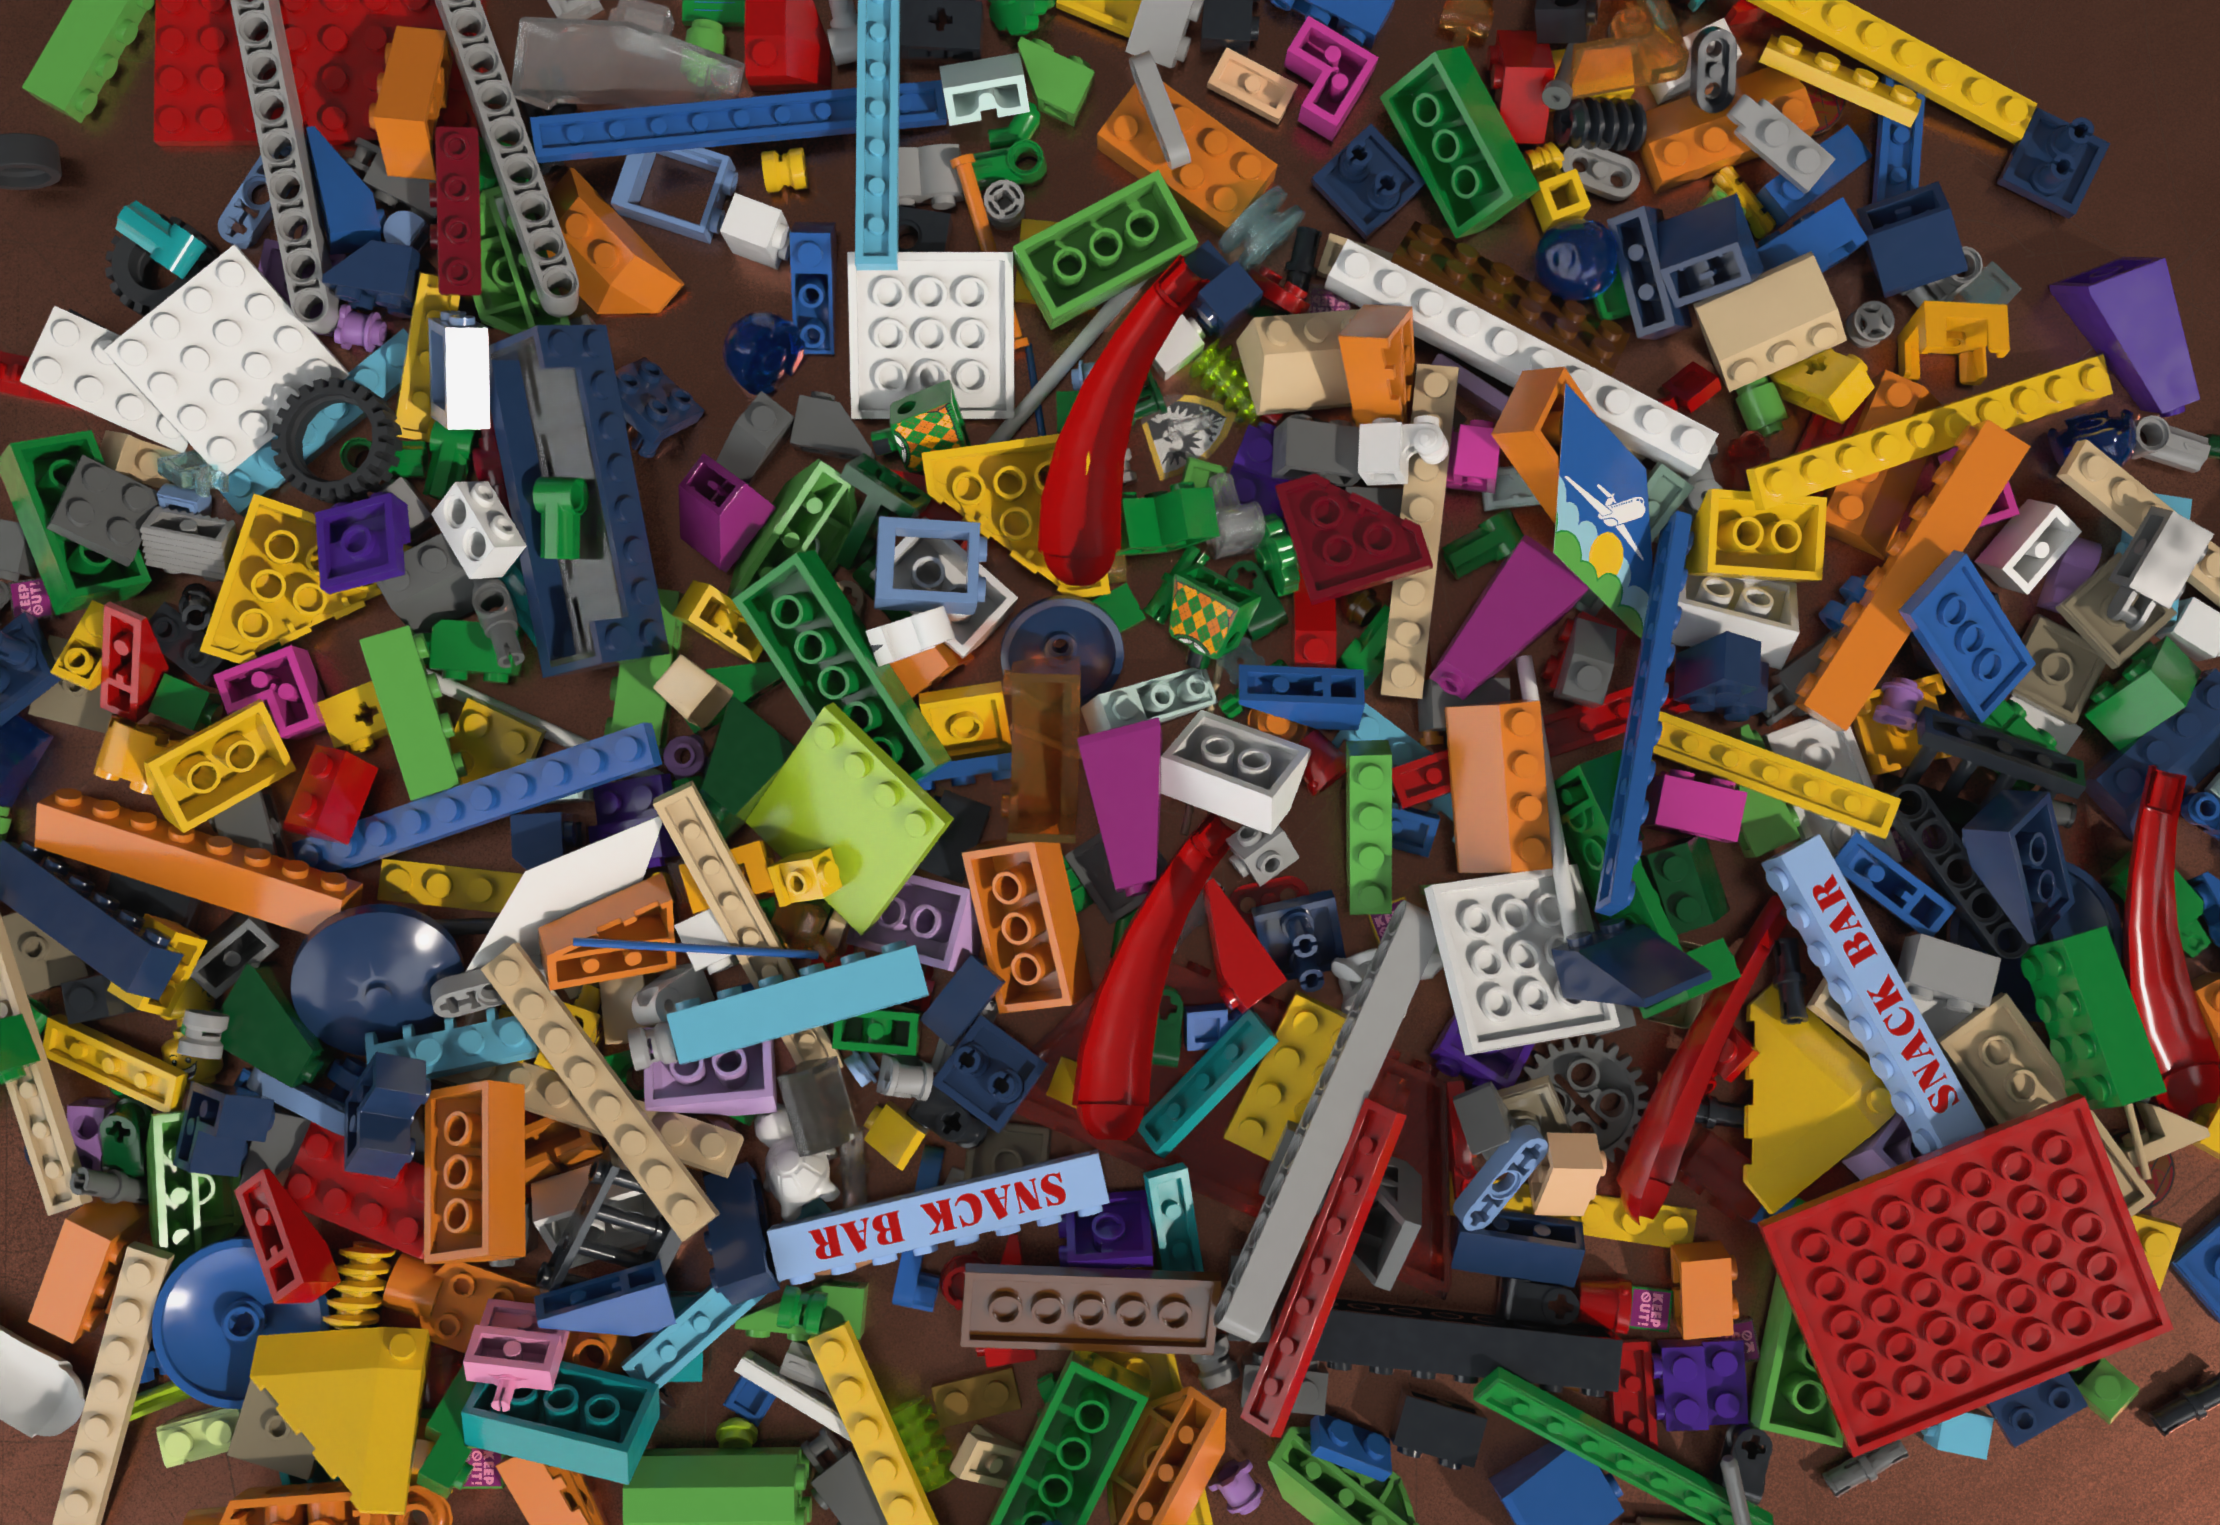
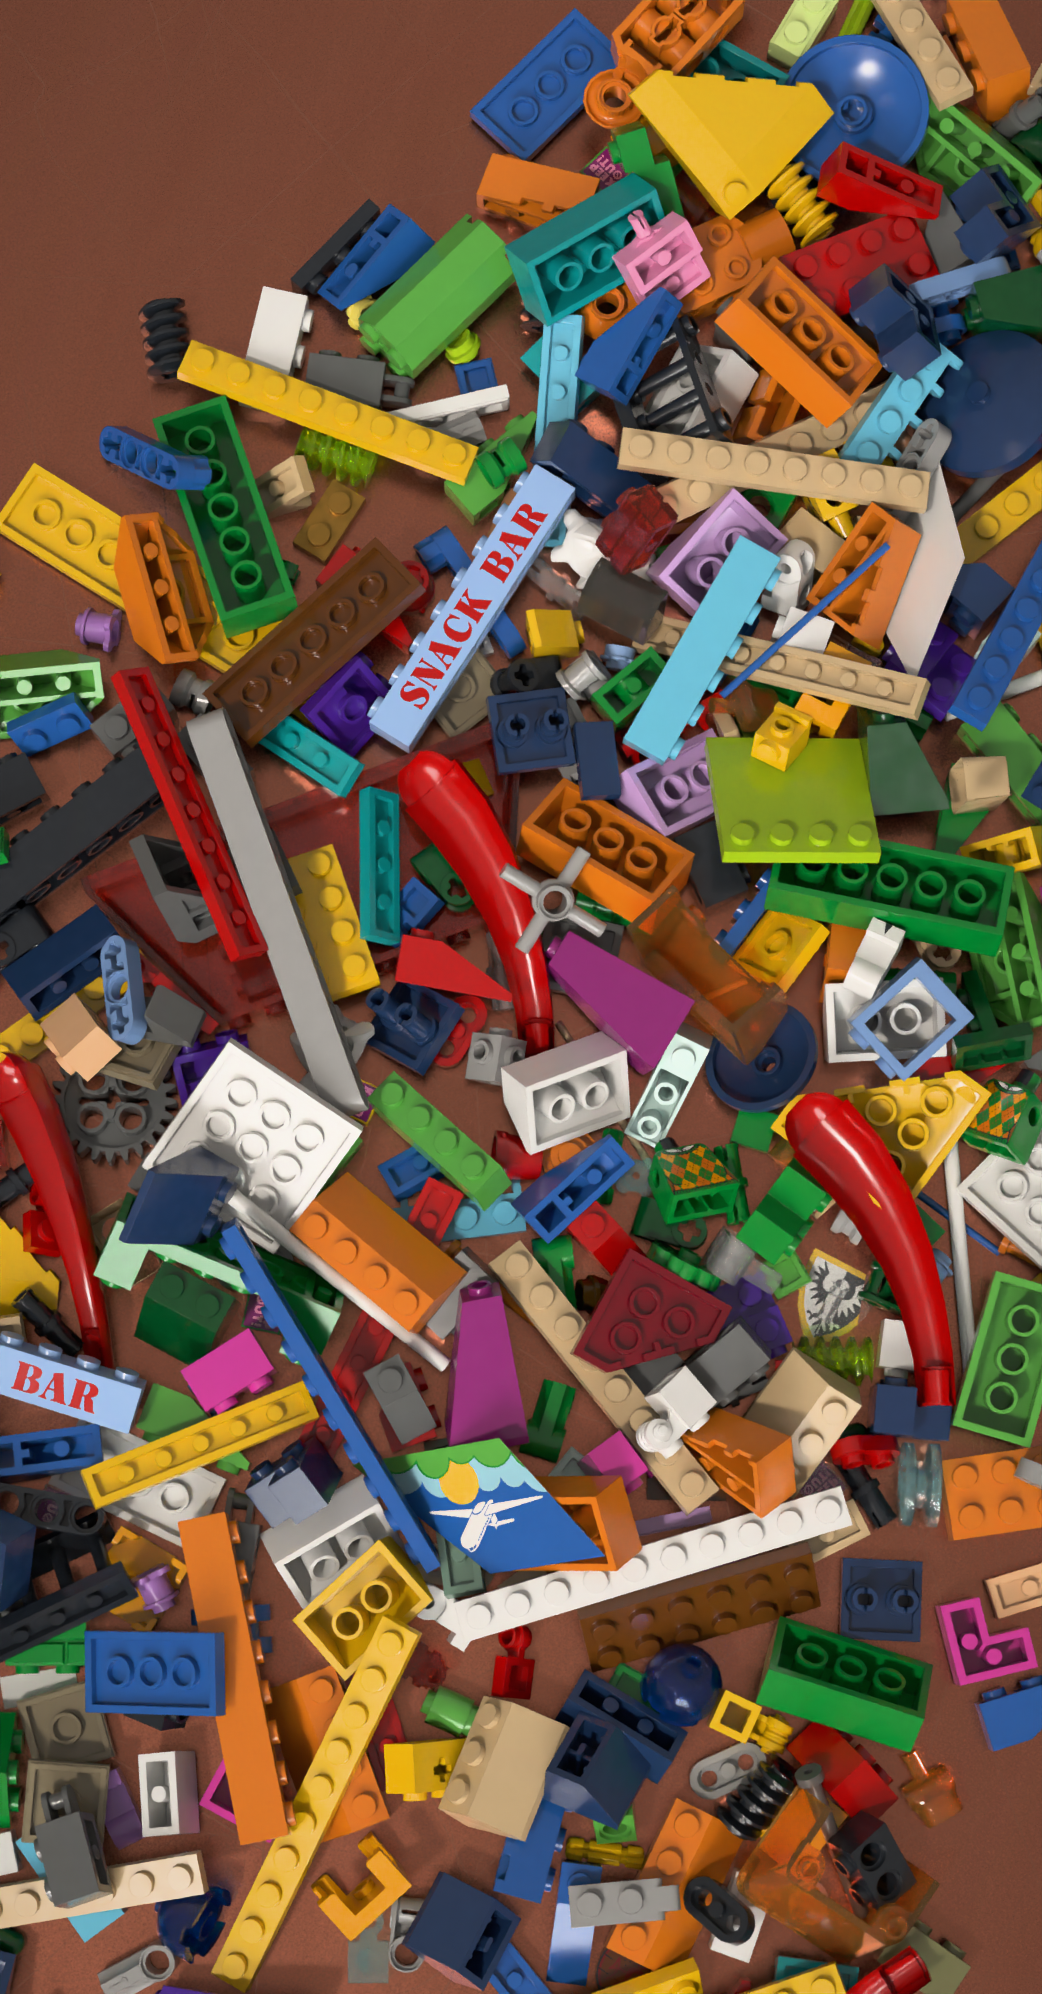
camera: 135 degrees right, 5 degrees down
(267, 1440) = (760, 56): dark tan plate -> none
(661, 1043) = (770, 529): light grey wheel -> none
(698, 758) = (939, 755): medium lavender brick -> none
(753, 1151) = (635, 528): none -> clear red brick
(1105, 937) = (566, 909): none -> light grey bar
(1877, 318) = (431, 1856): light grey wheel -> none

